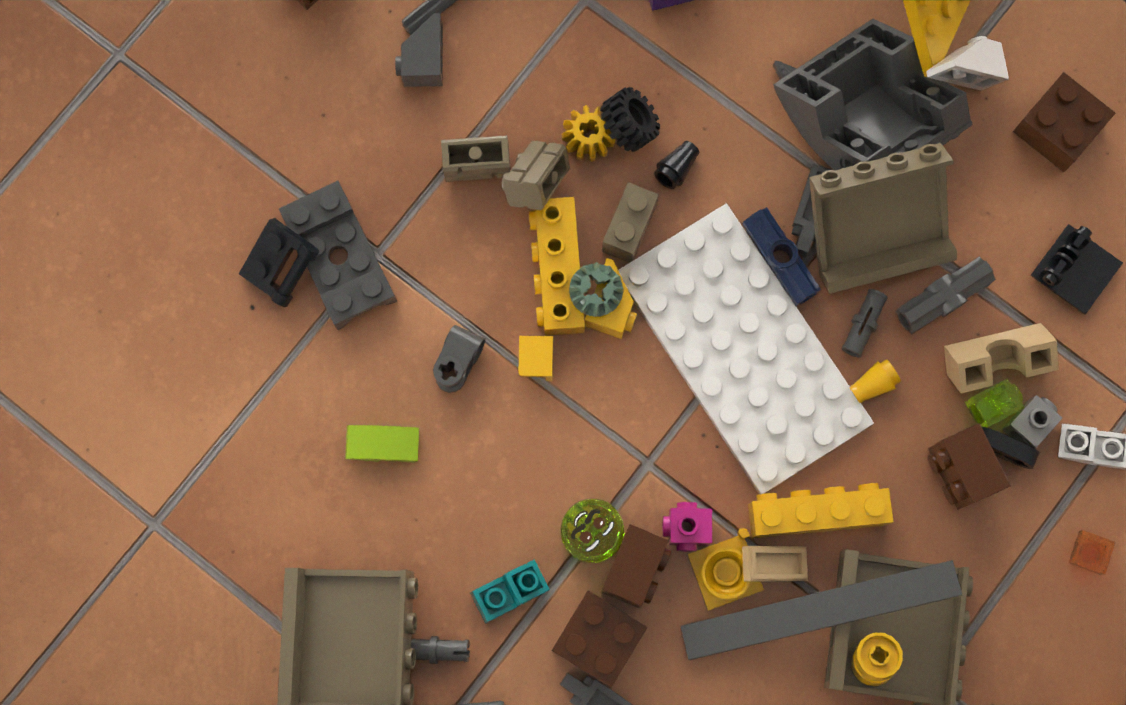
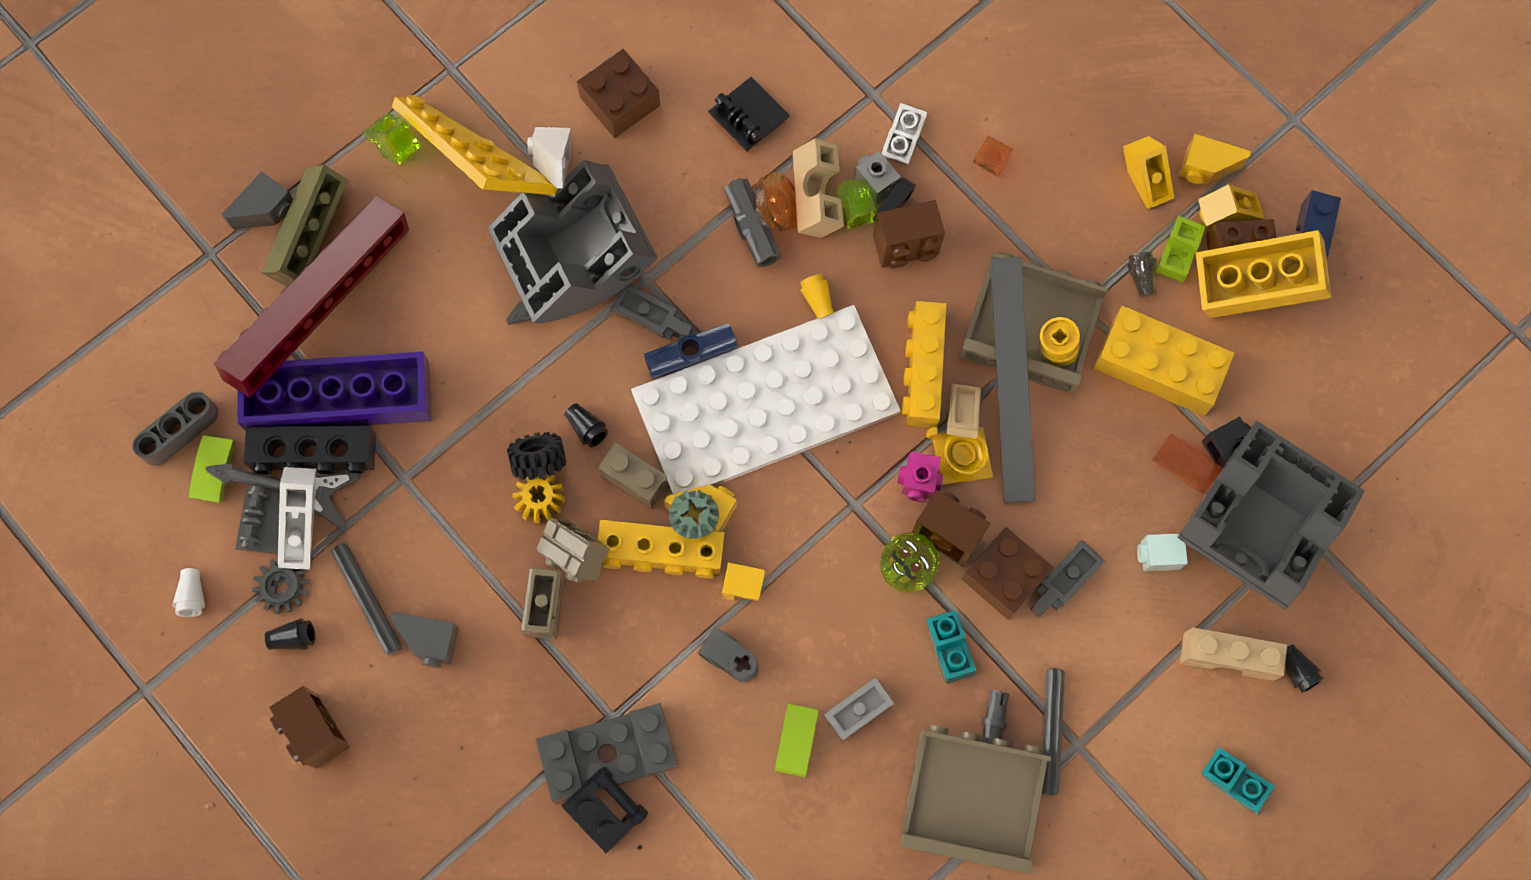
camera: 85 degrees left, 5 degrees down
(425, 503) = (858, 709): none -> light grey plate
(873, 303) = (764, 294): dark grey pin -> none
(882, 218) = (680, 255): dark tan panel -> none
(974, 315) = (777, 201): none -> clear orange tile

